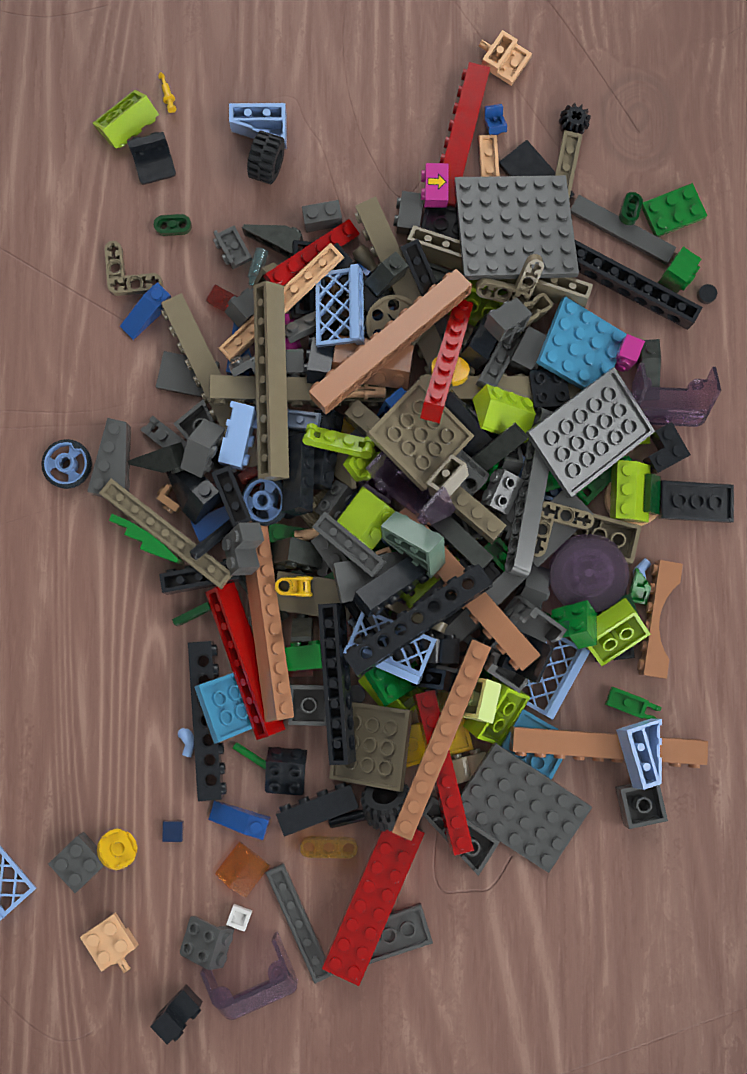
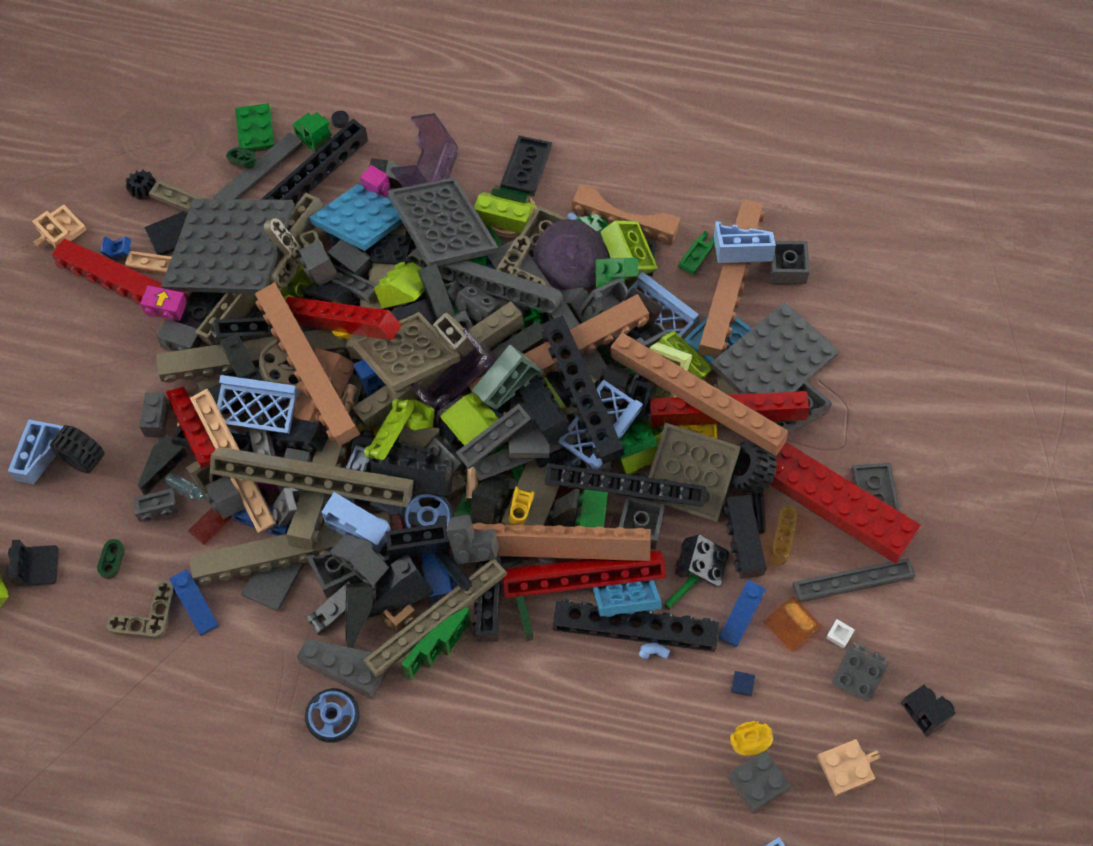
camera: 70 degrees left, 20 degrees down
(280, 984) = (924, 653): windscreen -> none
(670, 449) = (473, 174): black brick -> none

